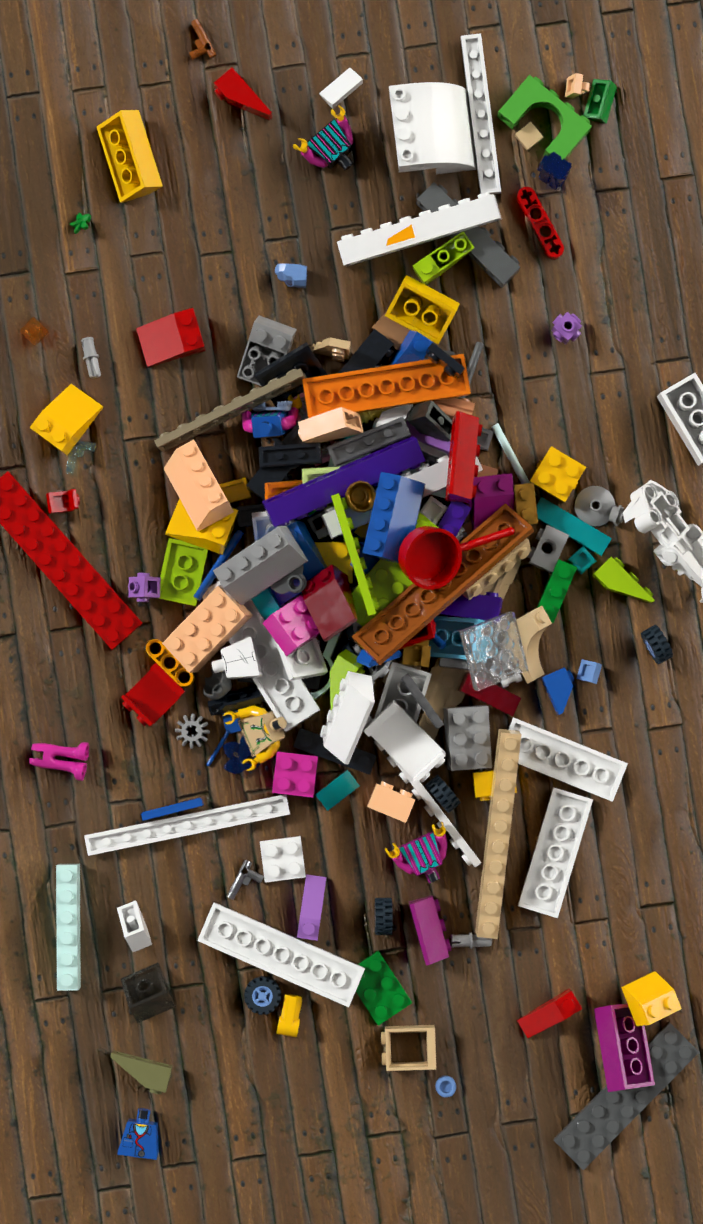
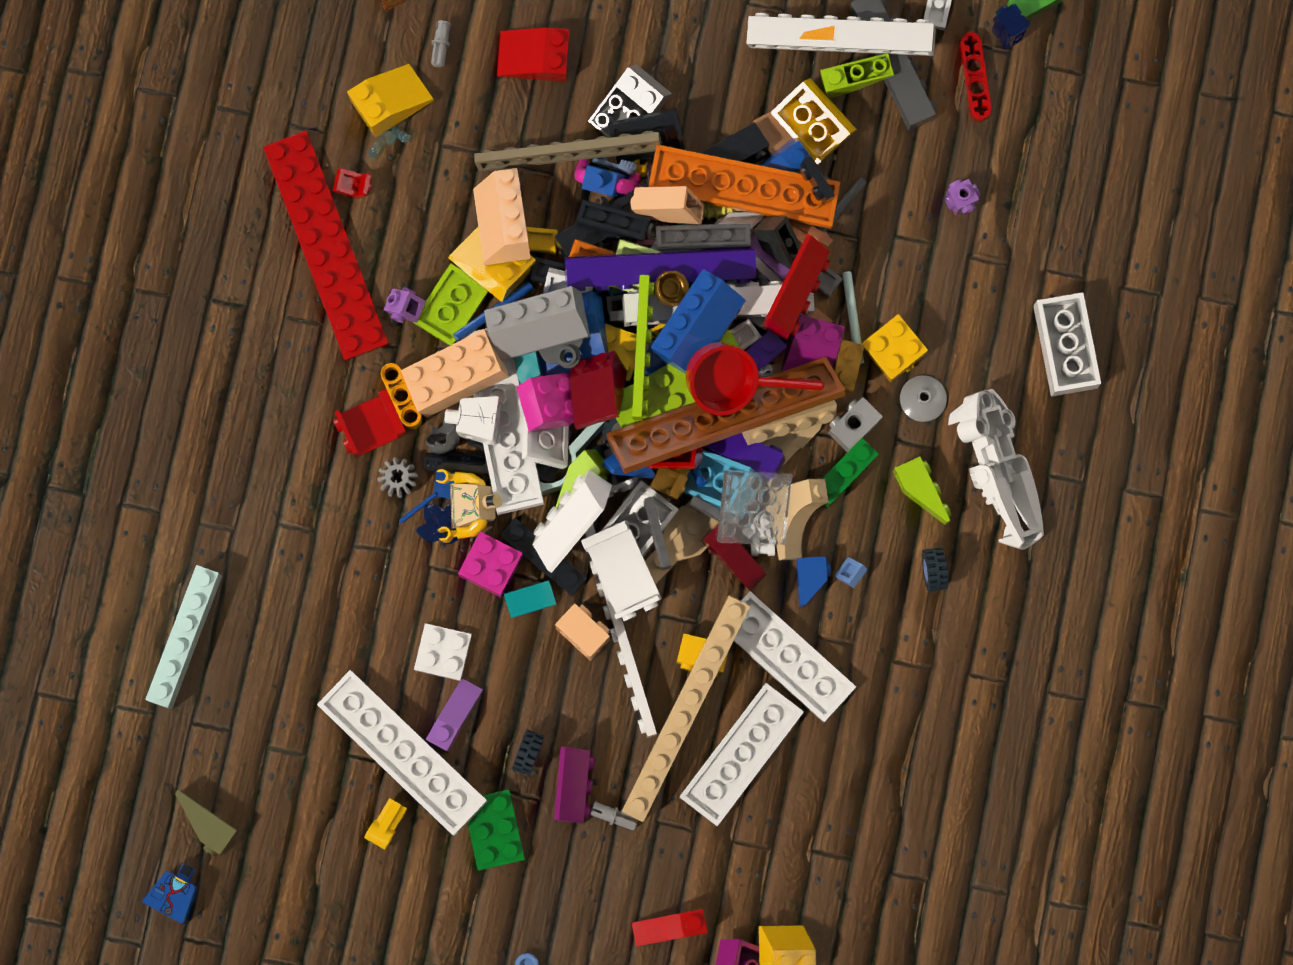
camera: 20 degrees right, 5 degrees down
(49, 761) = (238, 443): dark pink piece -> none
(134, 926) = (254, 664): white slope -> none
(147, 993) = (242, 741): clear smoke slope -> none
(172, 808) = (344, 553): blue tile -> none
(187, 824) = (353, 576): white plate -> none
(243, 878) = (392, 657): flat silver hose -> none
(261, 1001) = (357, 789): black wheel -> none
(292, 274) = (689, 35): medium blue rock -> none
(333, 347) = (703, 125): tan wing -> none
(422, 854) = (595, 701): torso -> none
(430, 1064) = (474, 907): tan window -> none
(442, 794) = (642, 644): black wheel -> none
(467, 737) = (692, 593): light grey brick -> none
(571, 525) = (893, 414): teal tile -> none
(582, 560) = (888, 451): teal tile -> none
(616, 515) = (942, 415): light grey plate -> none

